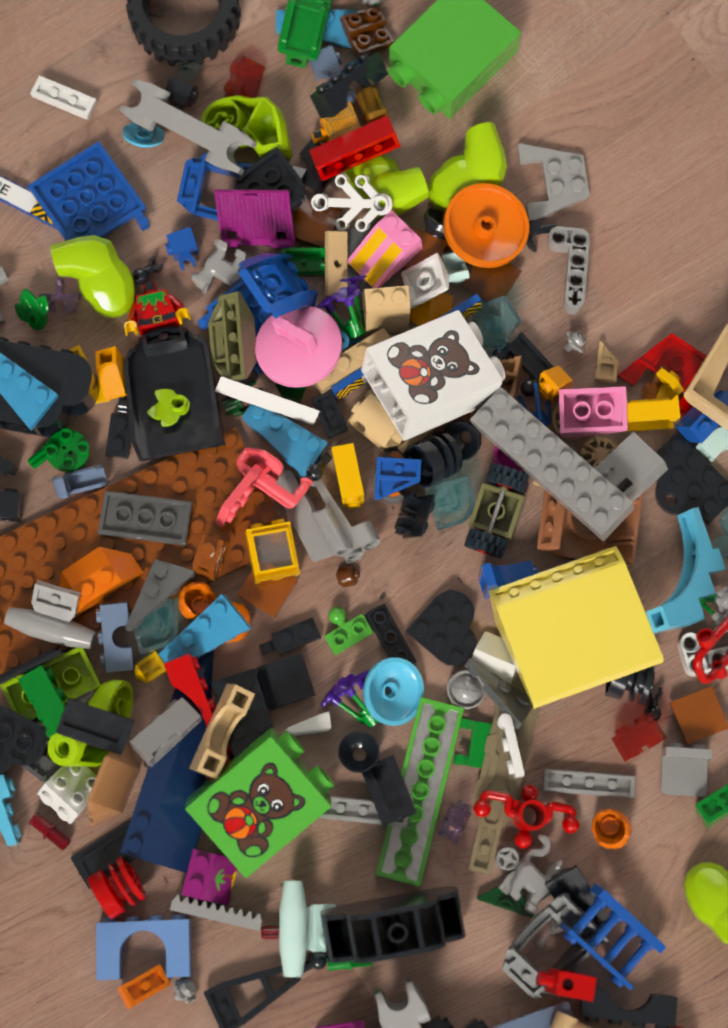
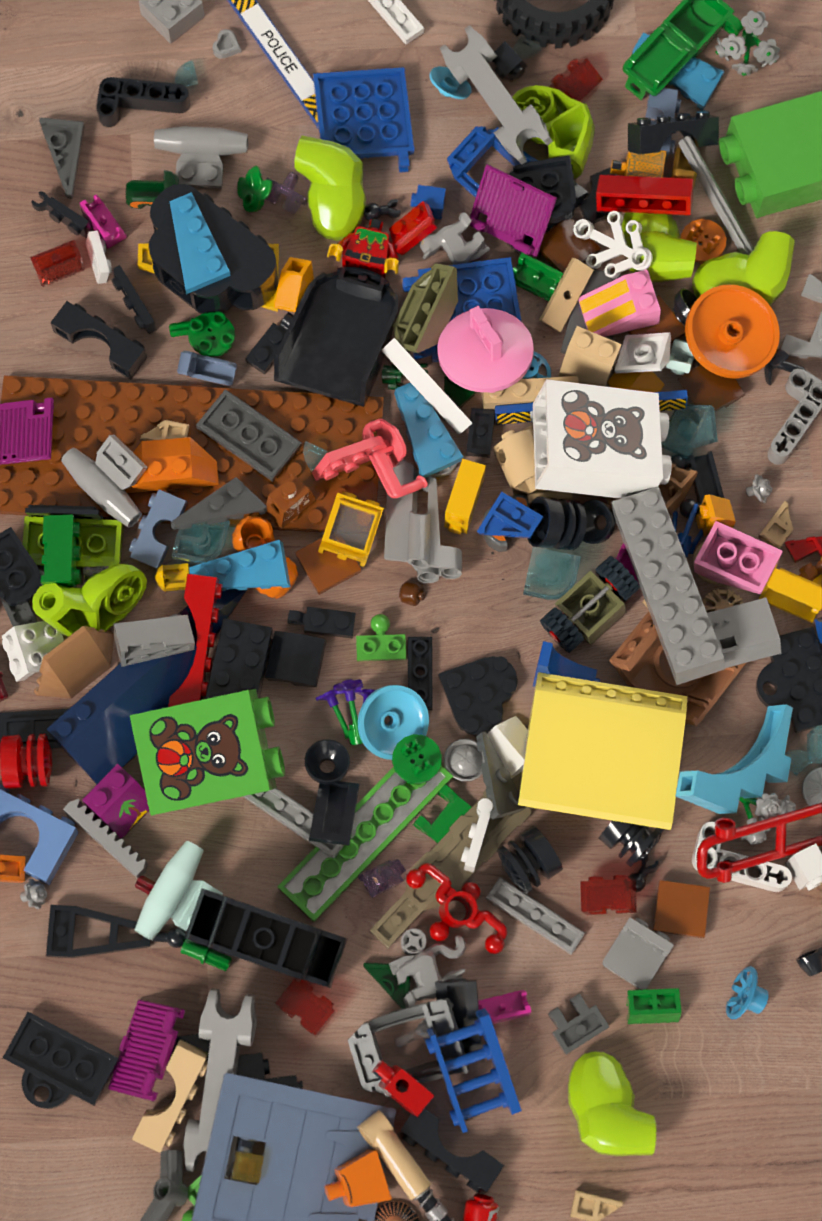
camera: 25 degrees right, 5 degrees down
(76, 551) = (167, 430): none -> tan tile
(94, 726) = (89, 594): black piece -> none
(166, 407) = (331, 345): lime plate -> none
(181, 274) = (412, 228): none -> red plate
(208, 507) = (313, 455): none -> clear light blue tile
(212, 749) = (198, 669): tan arch -> none
(299, 300) = (512, 305): blue wedge -> none
(315, 471) = (435, 475): black arm -> none
(316, 724) = (297, 713): white slope -> none
(355, 324) = (552, 360): plant -> none
(367, 30) = (720, 93): reddish brown slope -> none
(410, 118) = (715, 195): none -> light grey axle
(417, 521) = (514, 563): black hinge -> none
(428, 162) = (710, 247): none -> orange plate
(438, 716) = (423, 769): none -> green plate
(457, 958) = (312, 1010): none -> clear red brick
(562, 743) = (533, 857): none -> black wheel
(607, 869) = (506, 1006): none -> dark pink hinge
(611, 828) = (532, 969): orange hair -> none
(673, 855) = (580, 1029): none -> dark grey plate

